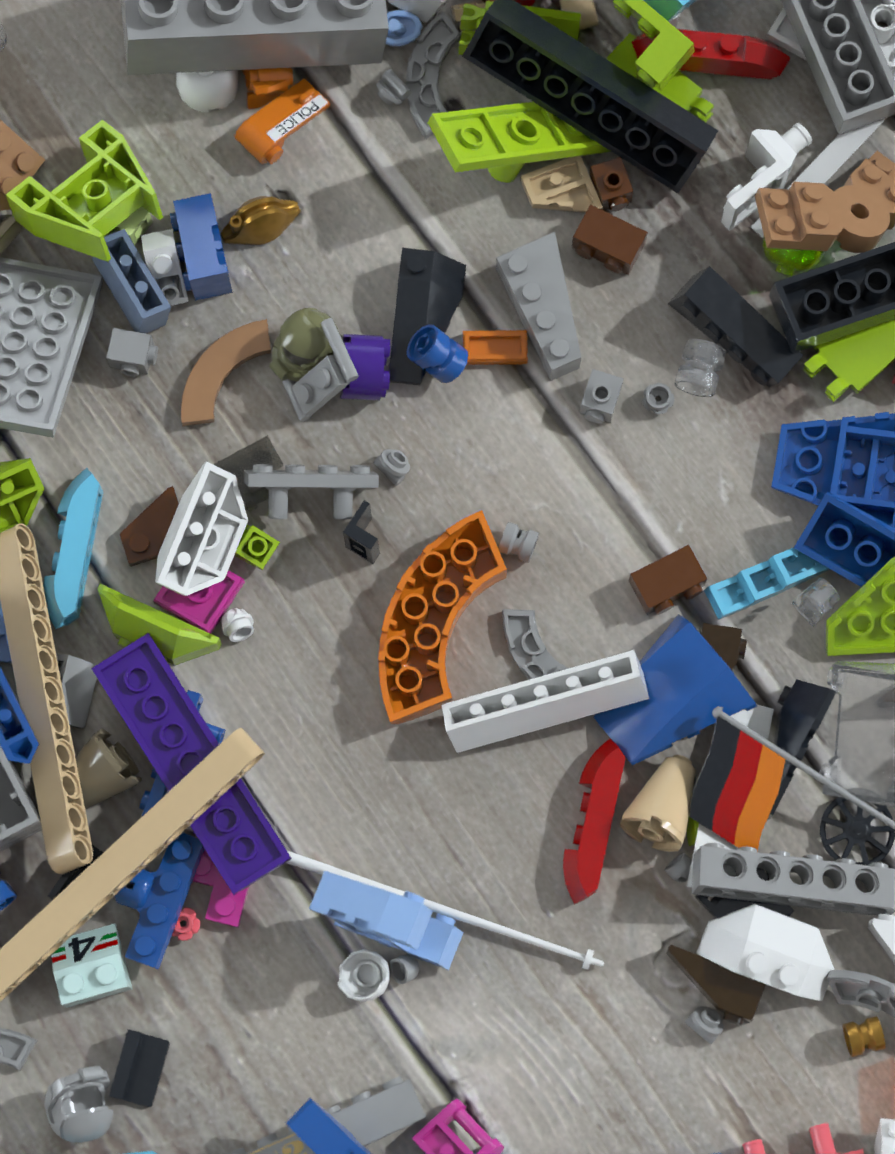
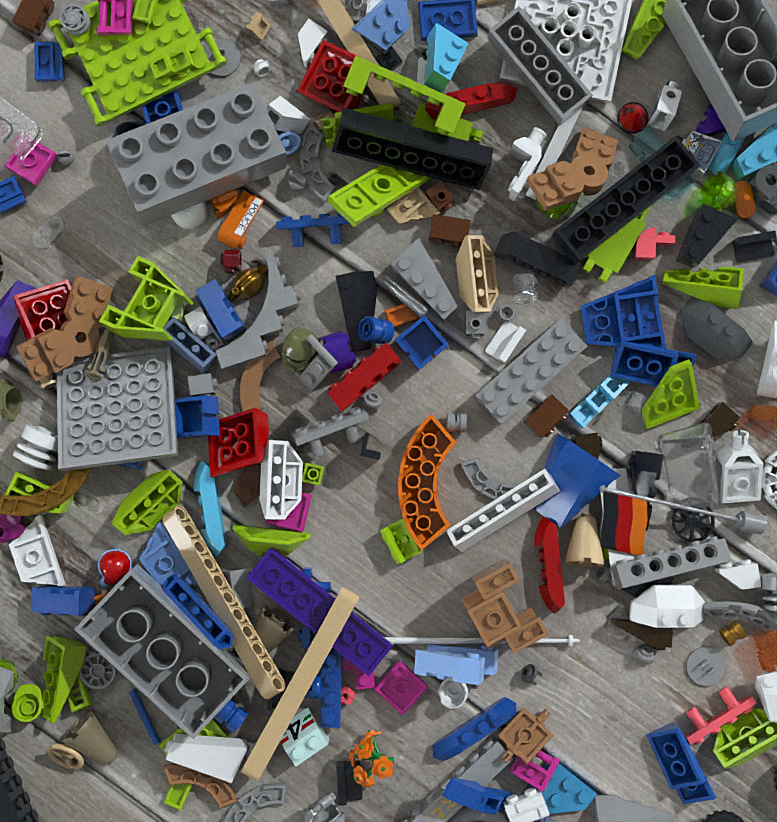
camera: 20 degrees left, 10 degrees up
(104, 394) = (197, 417): none -> blue piece
(155, 451) = (240, 442): none -> red slope
(198, 1045) = (381, 763): none -> orange plant
(233, 312) = (268, 323): none -> light grey arch
(237, 624) = (316, 520): white plate -> none
(246, 177) = (231, 261): none -> dark red plate
(280, 941) = (401, 687): none -> dark pink plate
(361, 702) = (399, 541): none -> lime bracket
(377, 1052) = (474, 729): none -> blue brick
(385, 154) = (297, 227): none -> blue plate
(394, 421) = (364, 377): none -> red wedge
(459, 1087) = (525, 736): none -> medium nougat plate
(473, 857) = (494, 614): none -> medium nougat piece
(499, 989) = (529, 673): none -> dark grey plate
(502, 318) = (404, 296): none -> light grey axle
(503, 397) = (421, 343): none -> blue piece
(630, 319) = (477, 274): none -> tan wedge
(641, 442) = (505, 341): none -> white panel
(665, 499) = (530, 371): none -> light grey brick
(802, 1080) = (705, 666): none -> light grey piece

